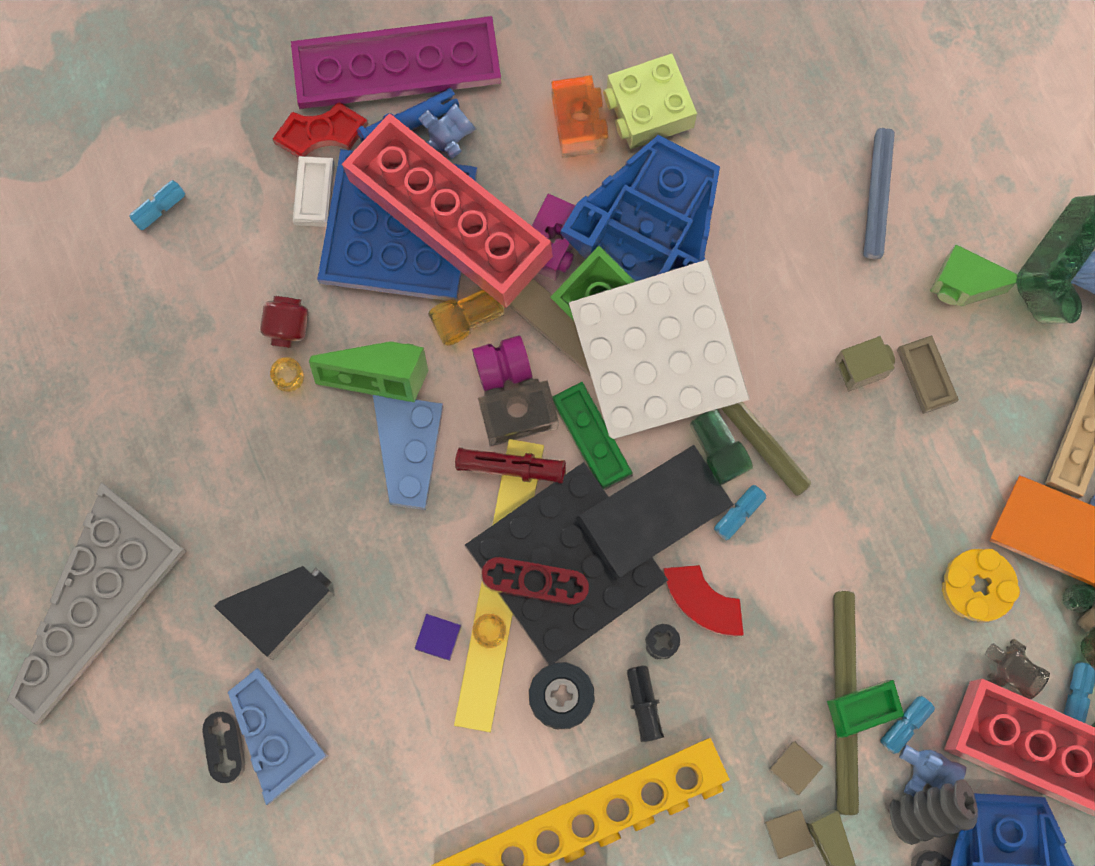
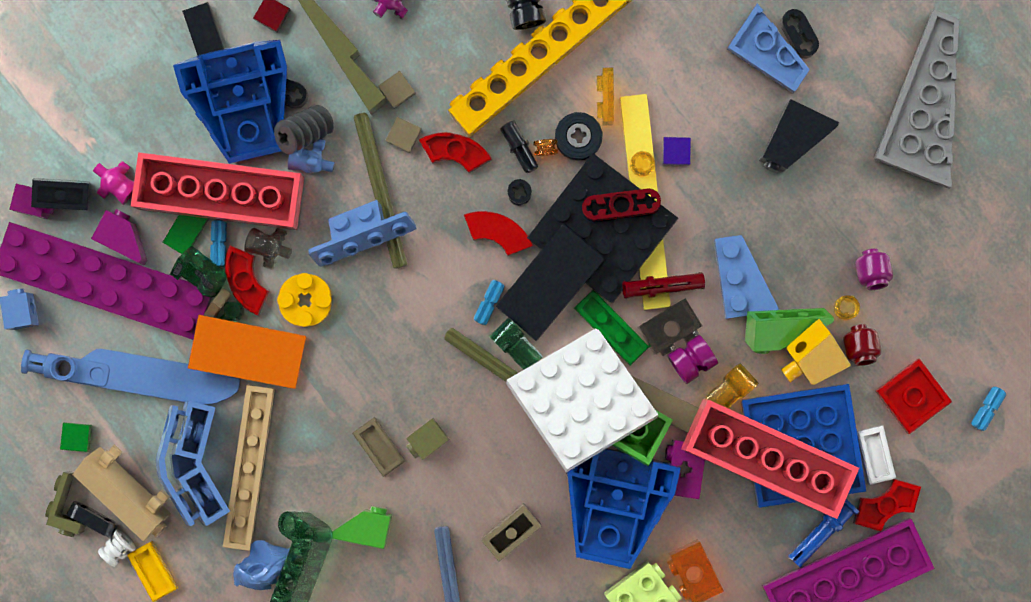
camera: 165 degrees right, 10 degrees up
(236, 409) = (874, 269): none -> magenta head
(242, 246) = (913, 396): none -> red tile
(348, 322) = (815, 355): none -> yellow torso
(448, 130) = (790, 530): medium blue piece -> none
(514, 721) = (605, 84): none -> clear yellow plate
(610, 694) = (545, 146): none -> clear orange bush
(729, 728) = (455, 148): none -> red tile
(790, 221) = (511, 532): none -> dark tan brick
(865, 708) = (366, 186): green tile -> none
(889, 653) = (360, 230): none -> medium blue bracket
(903, 729) = (331, 191): dark azure piece -> none
(1056, 635) = (243, 280): none -> red tile

